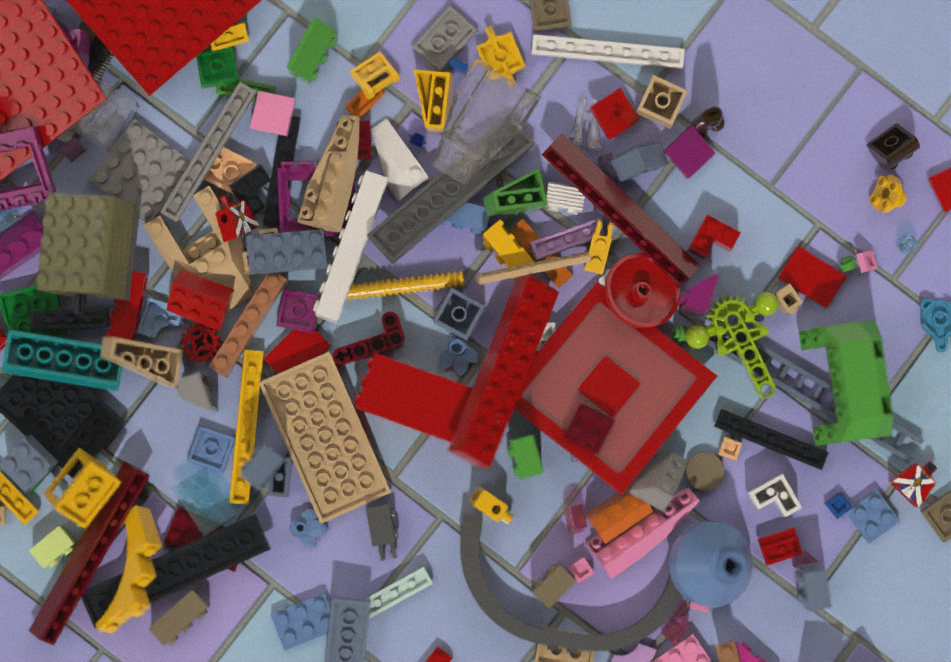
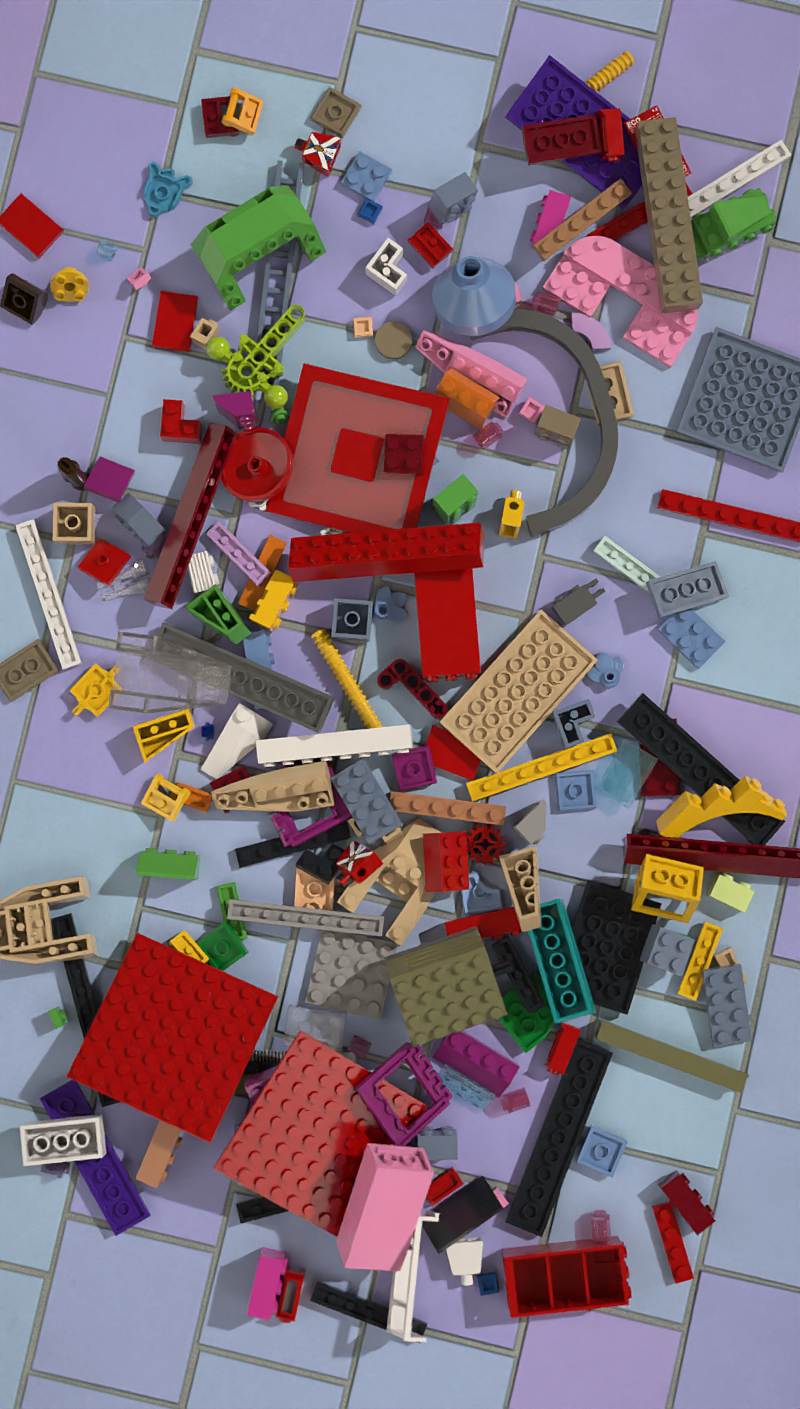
camera: 115 degrees left, 0 degrees up
(179, 618) = (740, 748): dark tan brick -> none
(262, 466) = (573, 730): sand blue brick -> none
(272, 113) = (243, 875): bright pink tile -> none
(444, 38) = (102, 749): light grey tile -> none
(458, 66) = (122, 721): blue tile -> none
(533, 267) = (280, 570): tan tile -> none
(599, 248) = (234, 521): yellow hinge -> none
(659, 479) = (420, 371): light grey slope -> none
(771, 439) = (338, 294): black plate -> none
(847, 263) = (148, 294): bright green plate -> none

